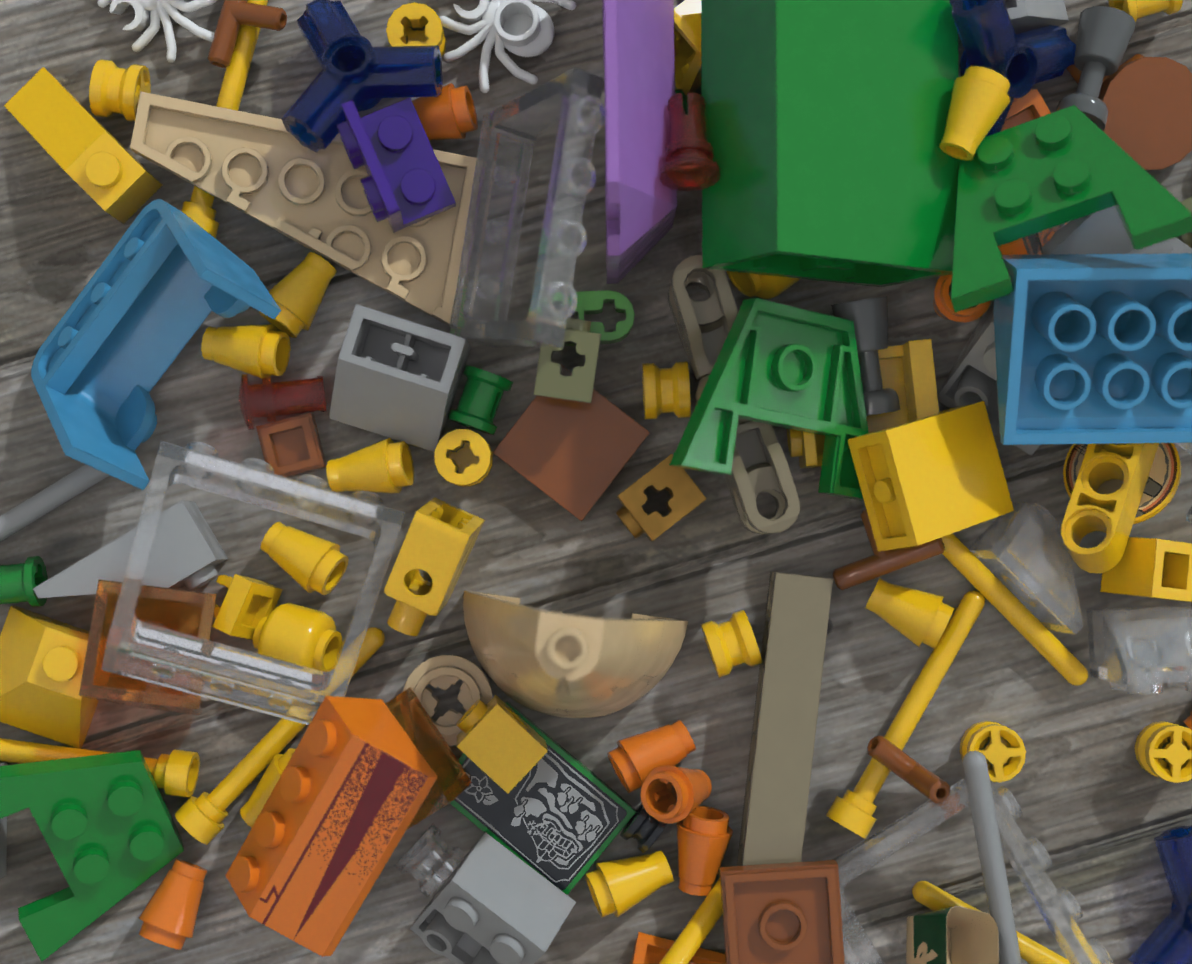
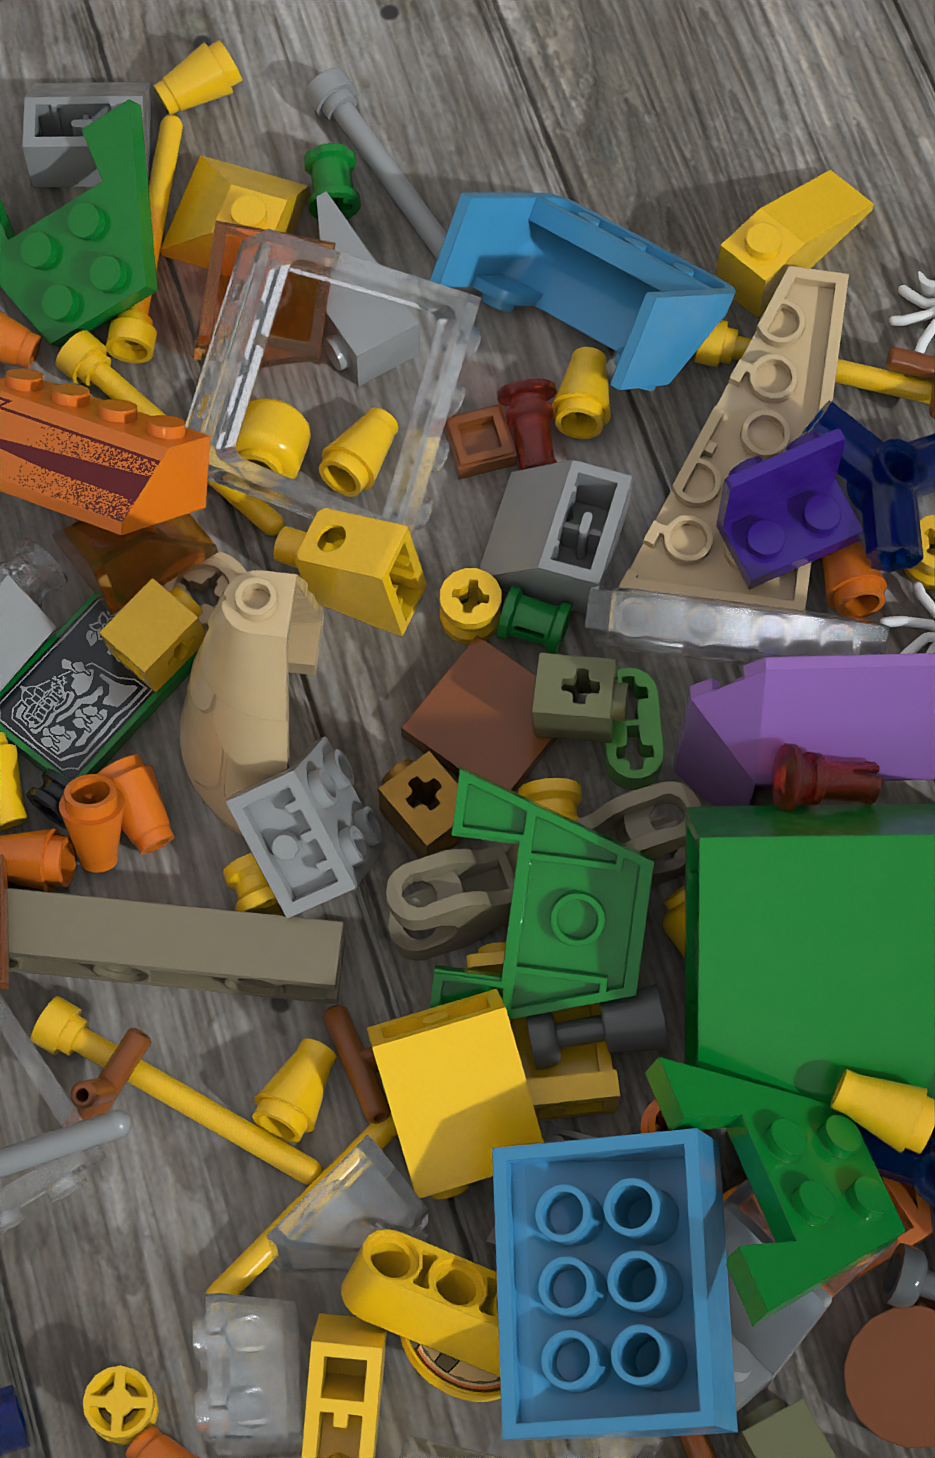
camera: 85 degrees right, 20 degrees down
(117, 88) = (860, 258): yellow wheel -> none
(244, 604) = (309, 391): yellow tile -> none
(301, 294) = (642, 440): yellow cone -> none
(376, 468) = (456, 517): yellow cone -> none
(702, 596) = (309, 829): none -> light grey bracket
(1004, 751) = (126, 1173): yellow wheel -> none

